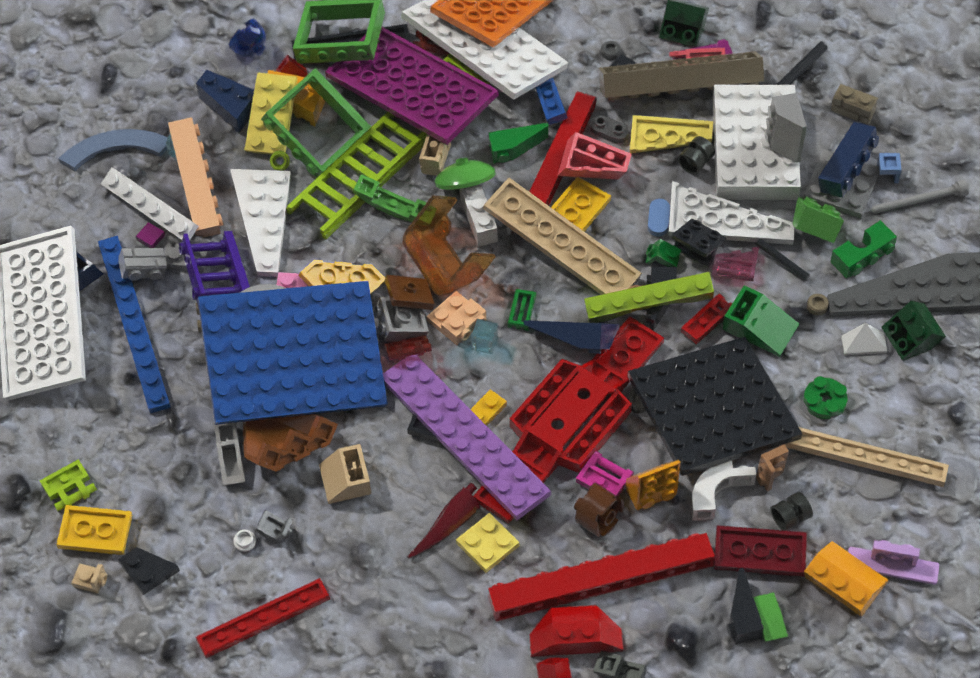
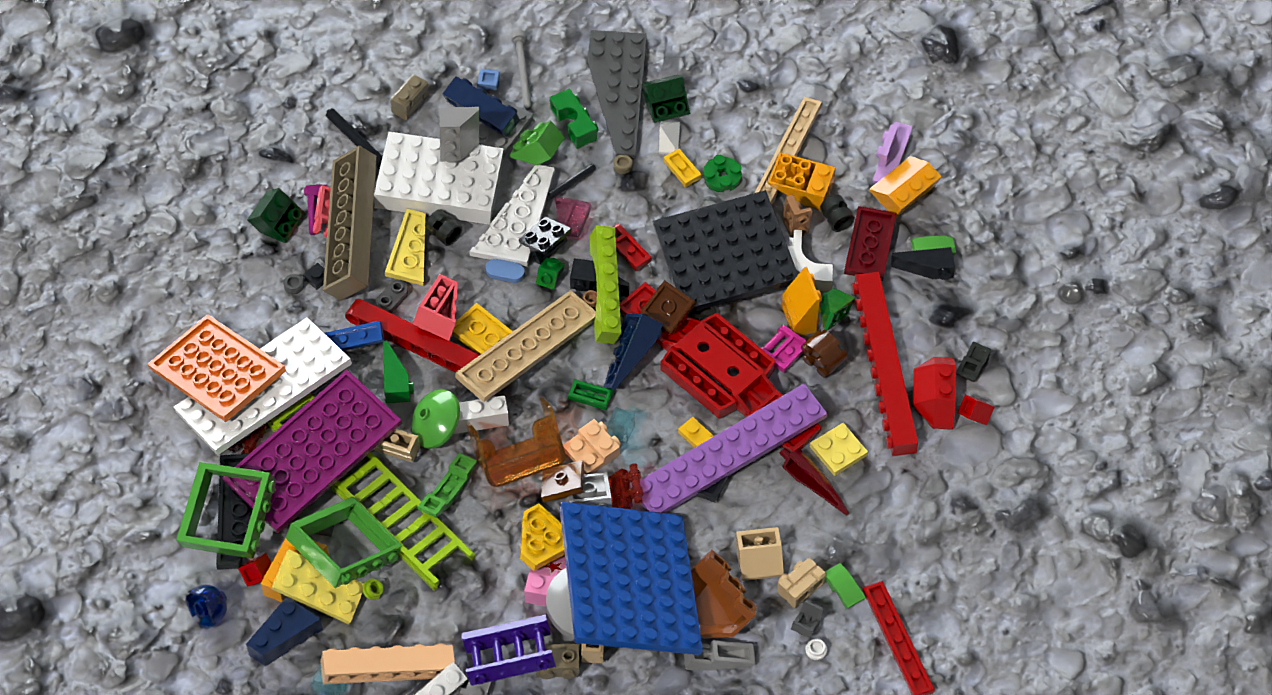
camera: 85 degrees left, 0 degrees up
(263, 206) = (428, 610): white wing -> none
(318, 517) = (801, 582): none -> tan brick
(319, 558) = (844, 585): none -> bright green slope
(627, 356) = (669, 307): none -> reddish brown plate
(659, 516) = (835, 307): none -> green slope
(759, 321) = (638, 207): green slope -> none
(822, 357) = (682, 167): none -> yellow plate
(828, 472) = (803, 178): none -> light orange slope

